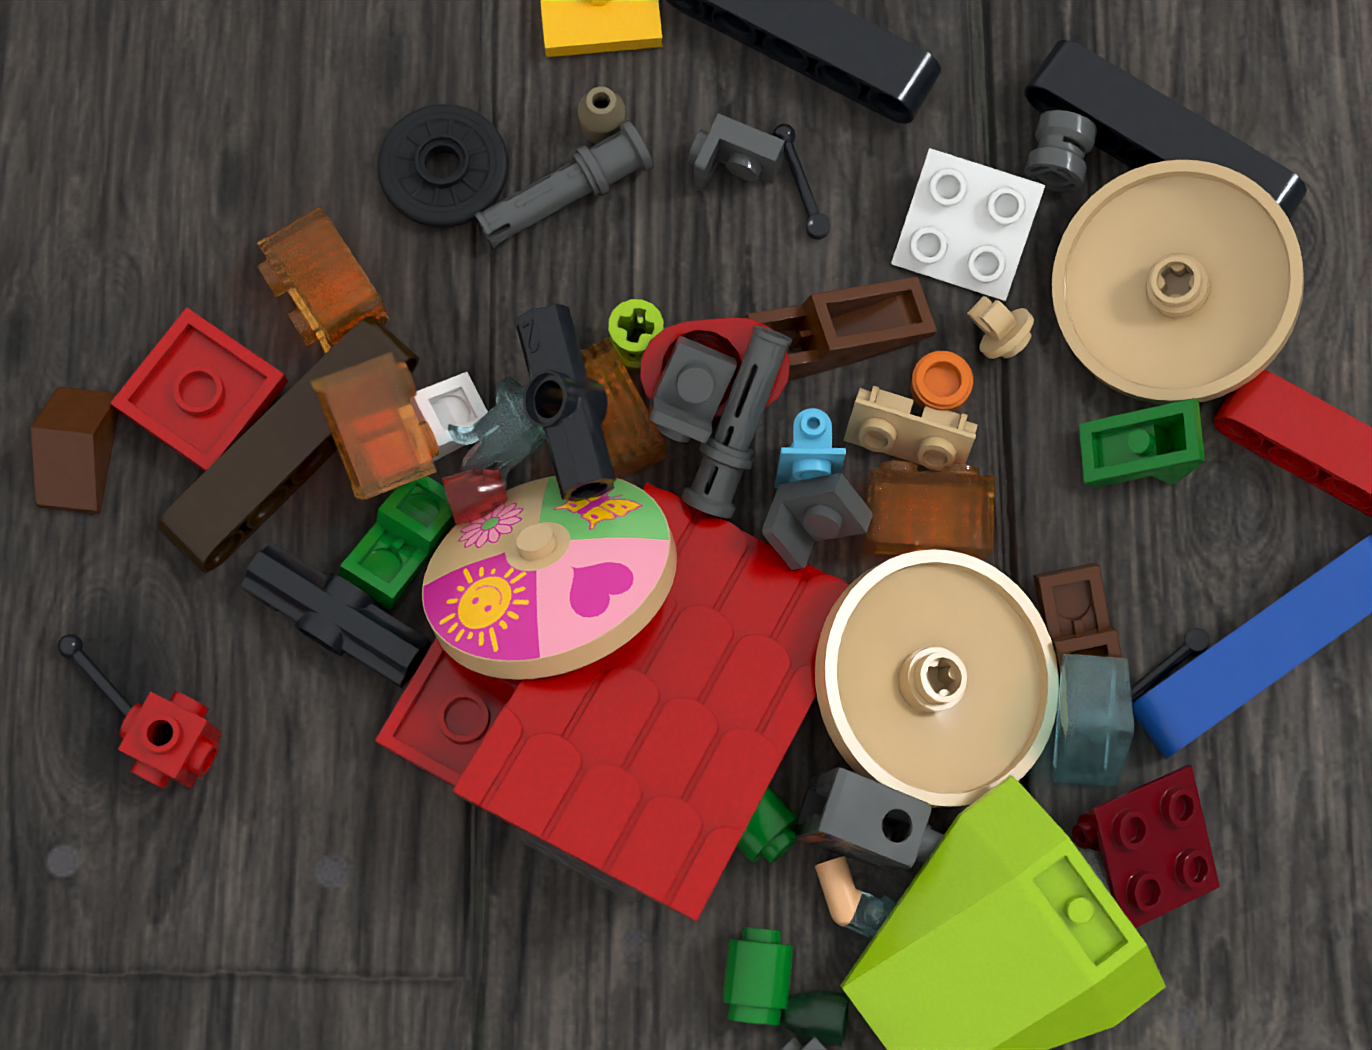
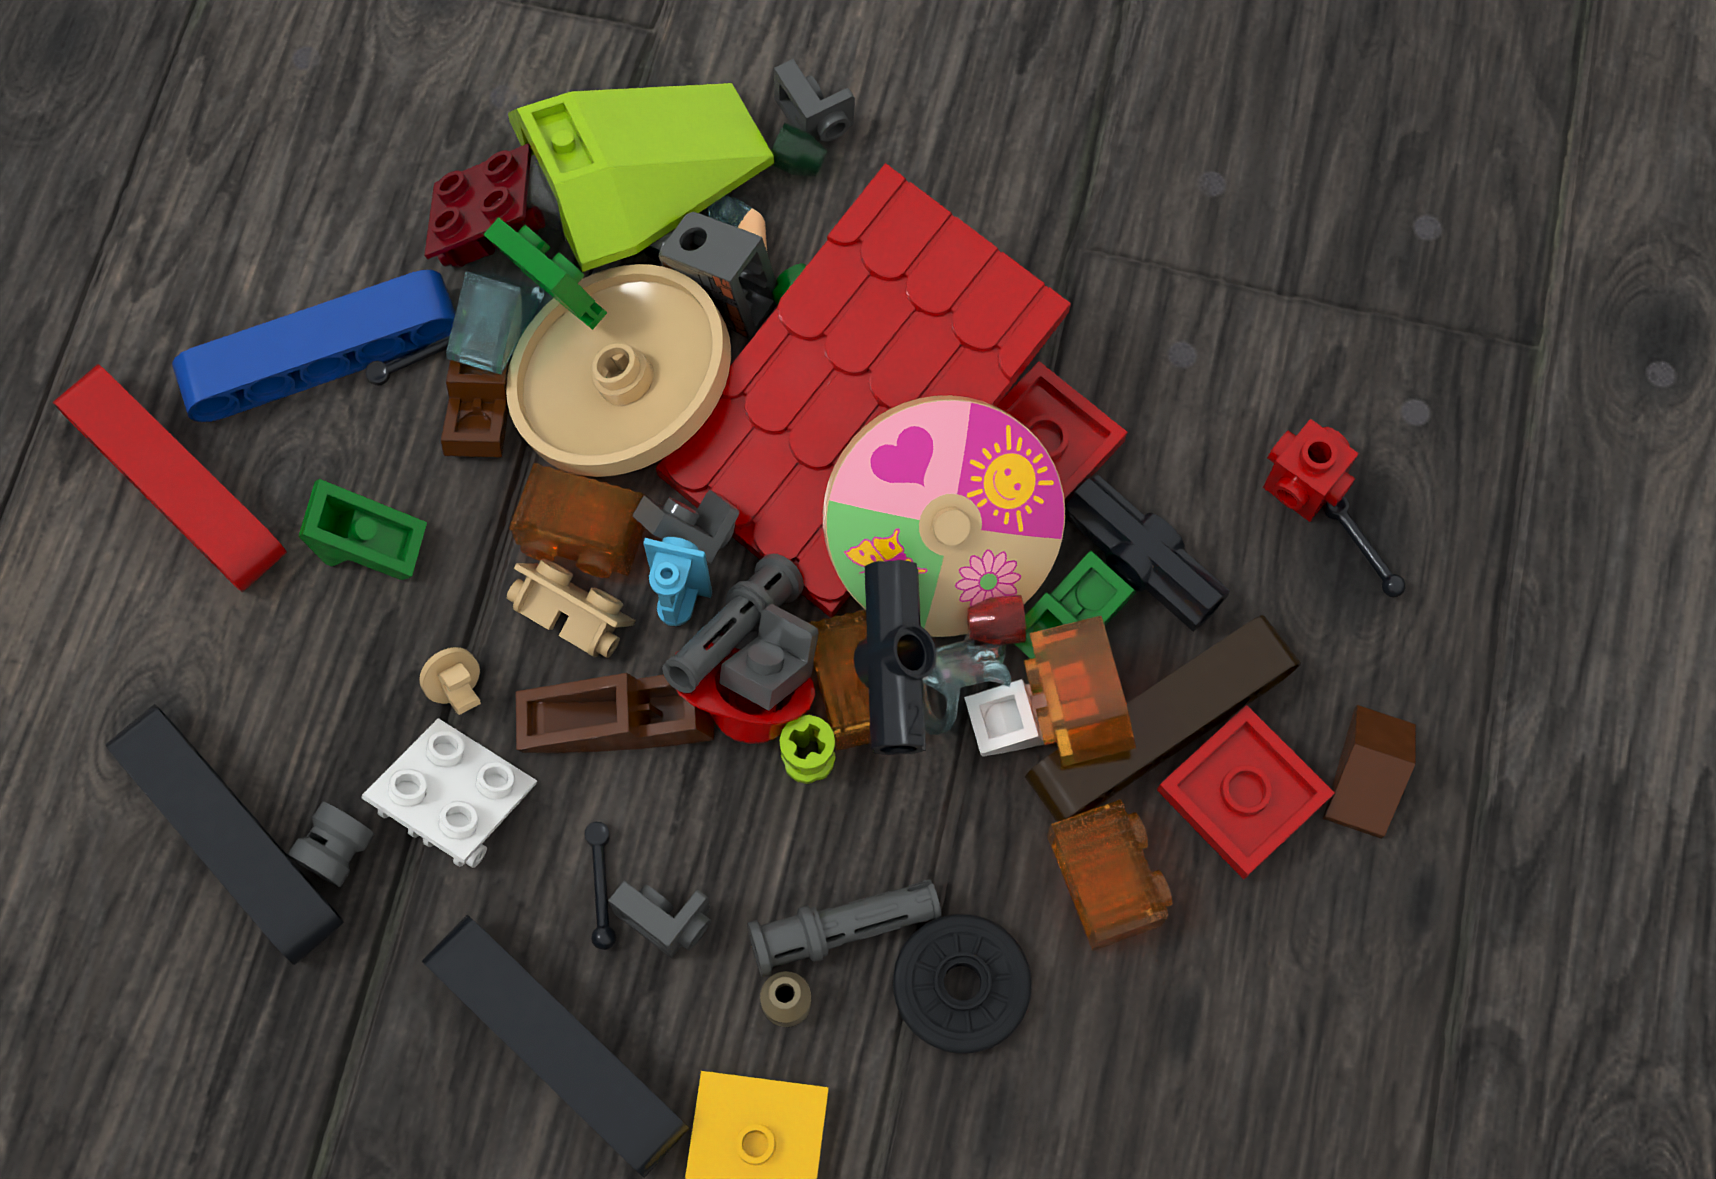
camera: 165 degrees left, 5 degrees down
(757, 976) = (837, 183): green brick -> none
(941, 381) = (526, 649): orange tile -> none
(1049, 756) = (555, 276): none -> green plate
(1178, 282) = (268, 673): tan dish -> none

